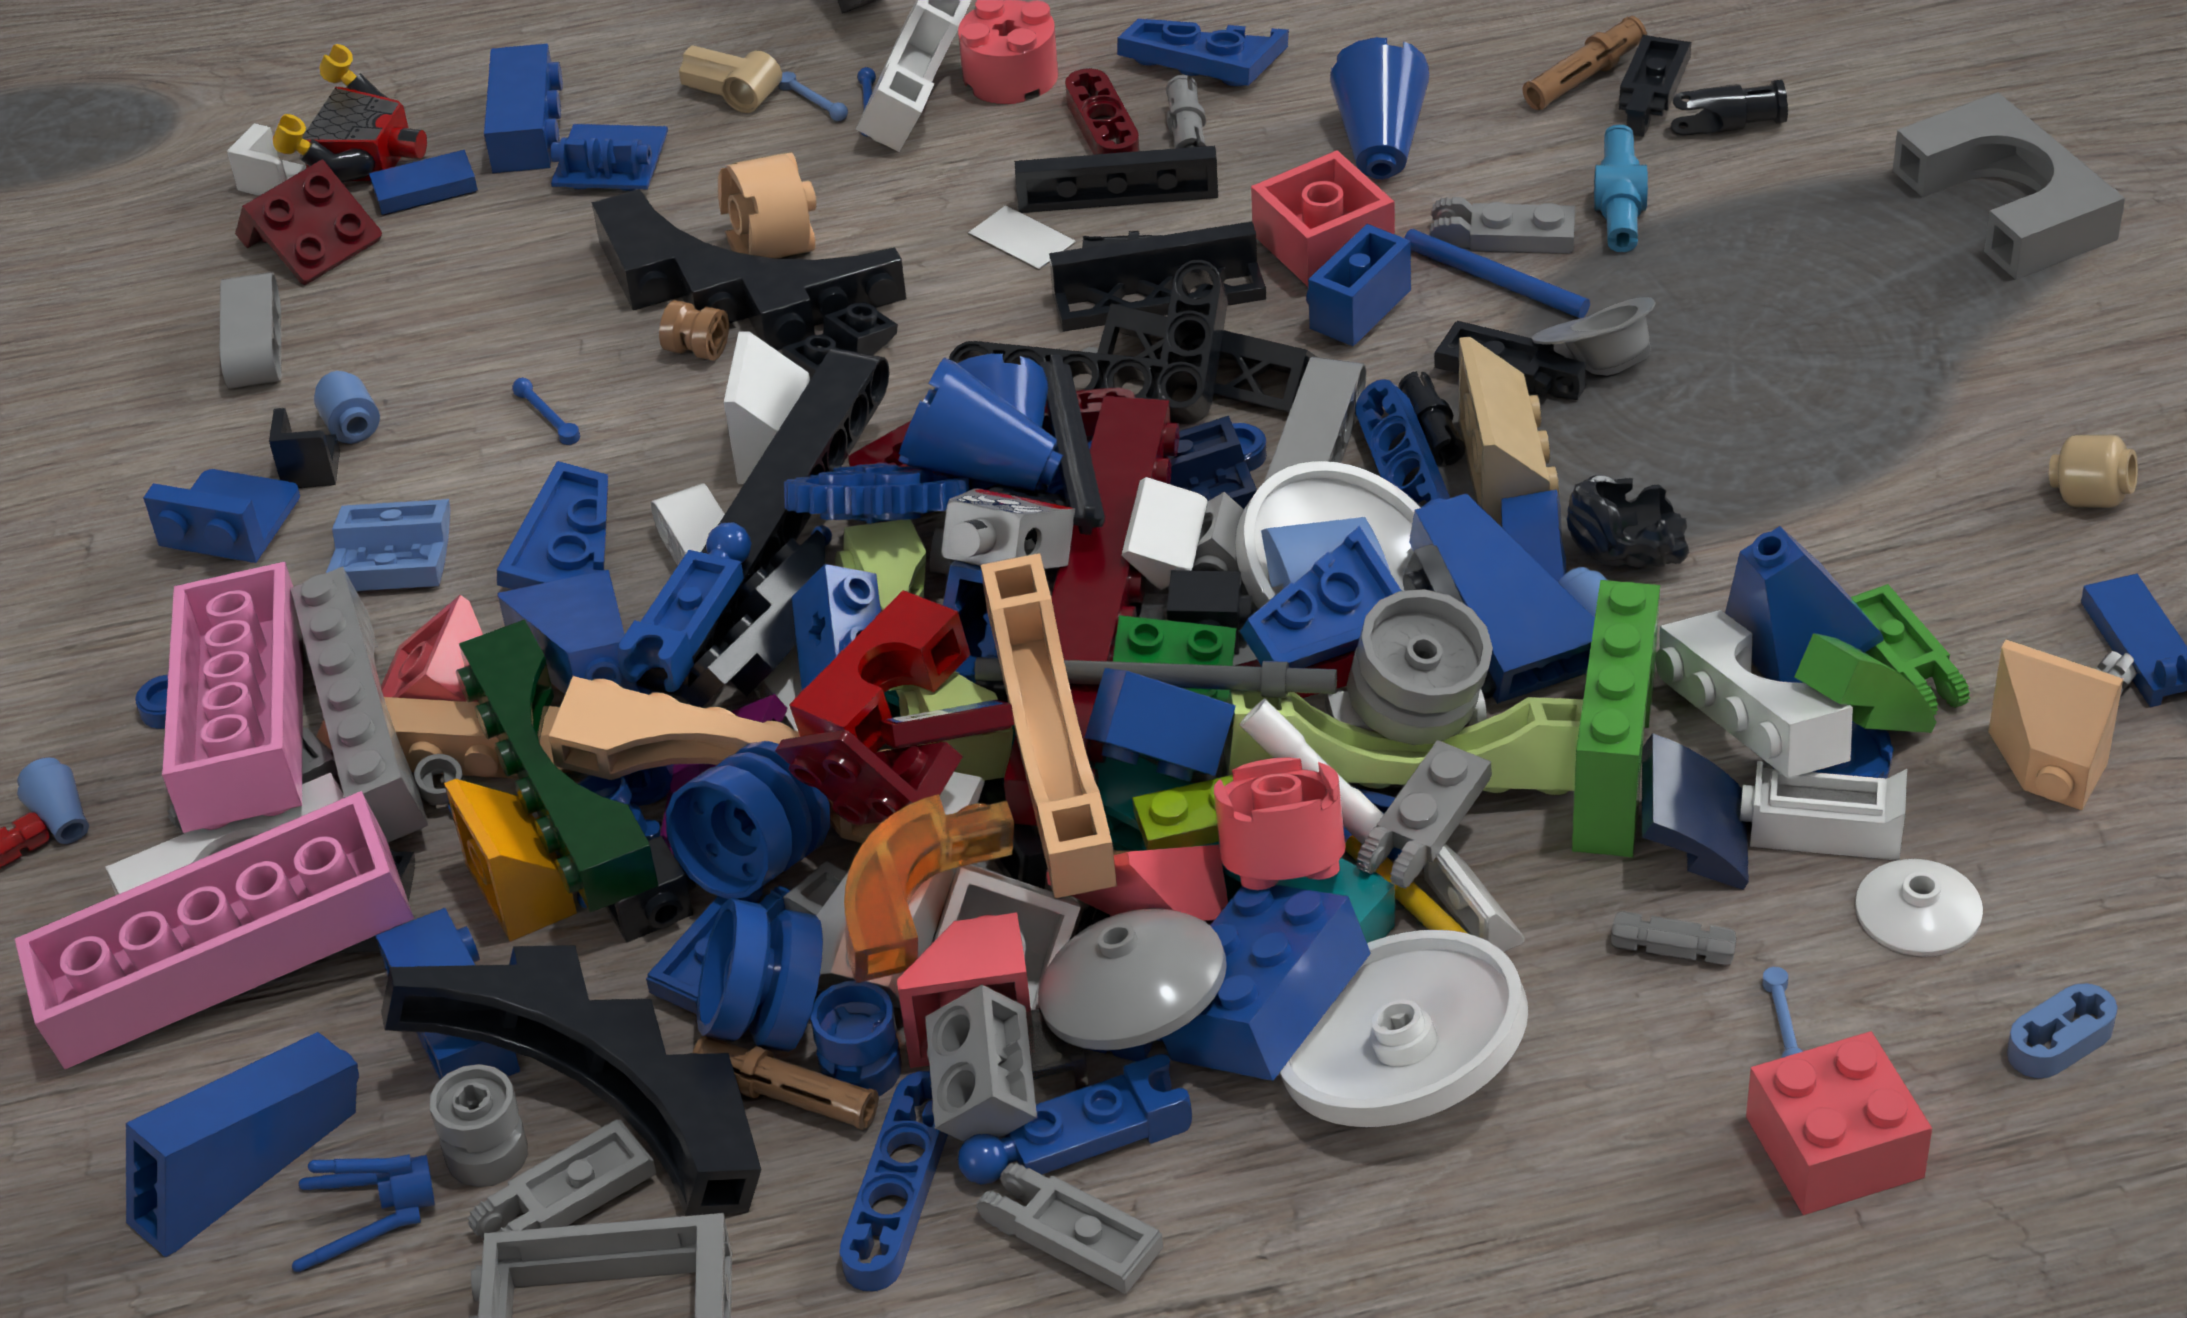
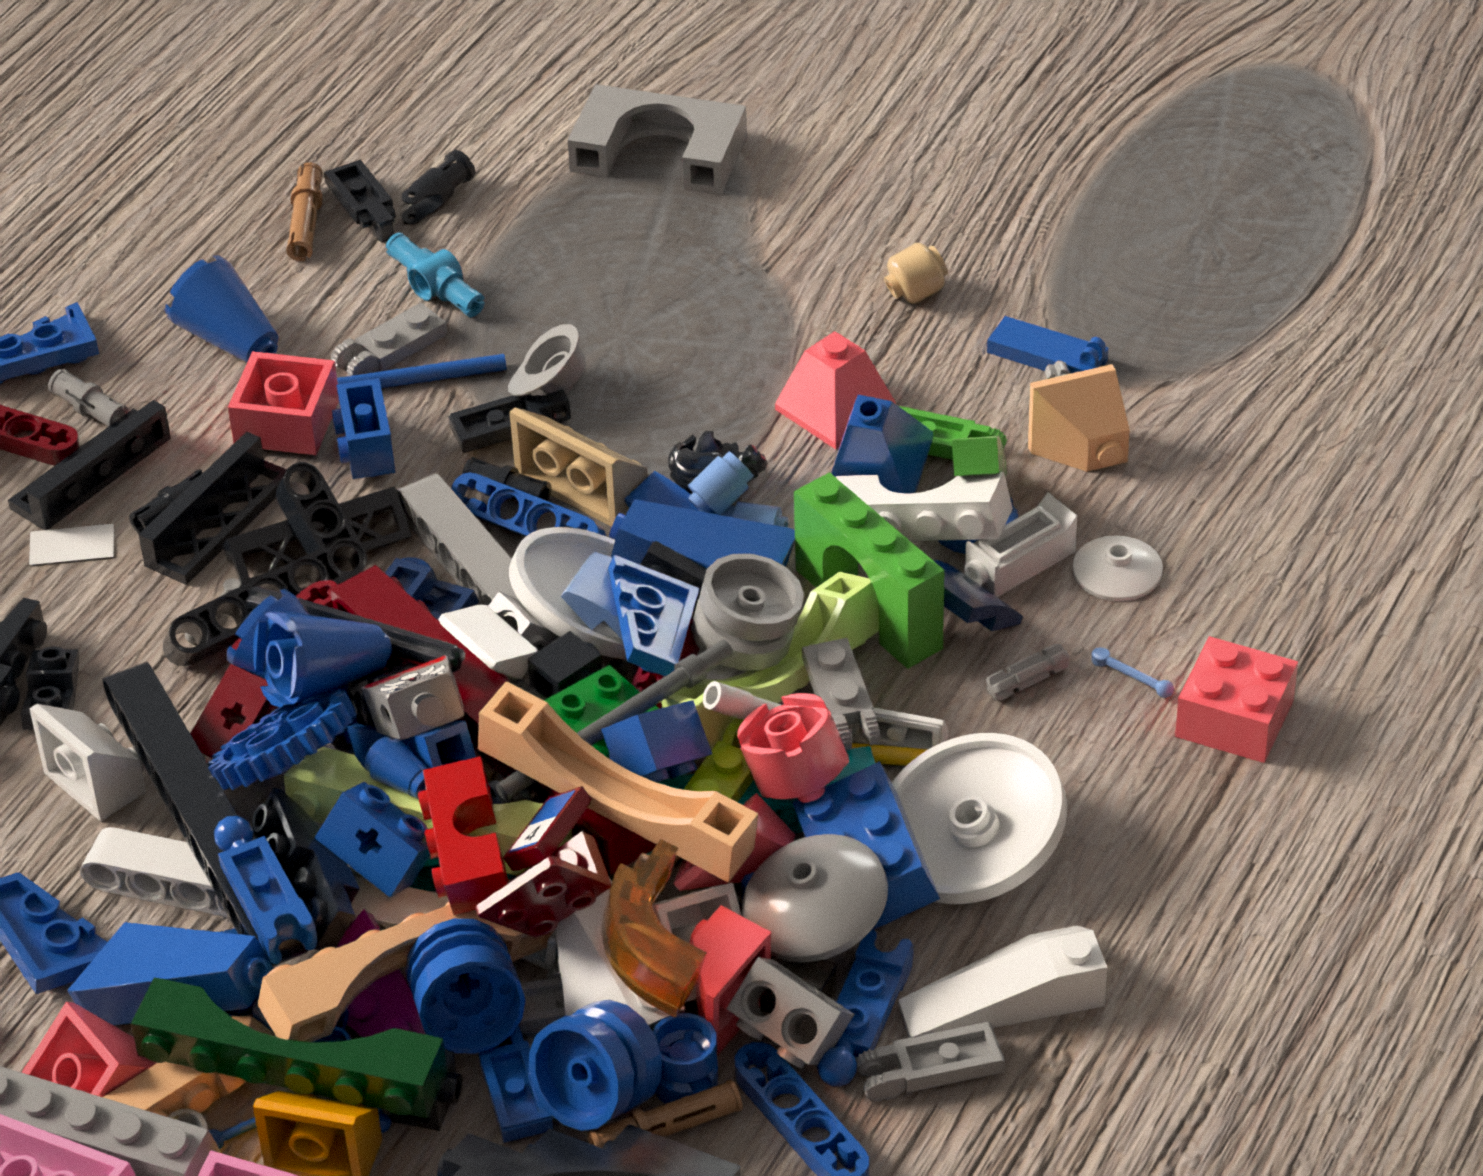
camera: 50 degrees left, 0 degrees up
(923, 571) = (396, 766): none -> blue cone
(1257, 1226) = (1017, 984): none -> white wedge
(1581, 538) = (719, 484): none -> medium blue brick
(1857, 528) = (826, 387): none -> coral slope
(2068, 1038) = (1273, 577): medium blue beam -> none

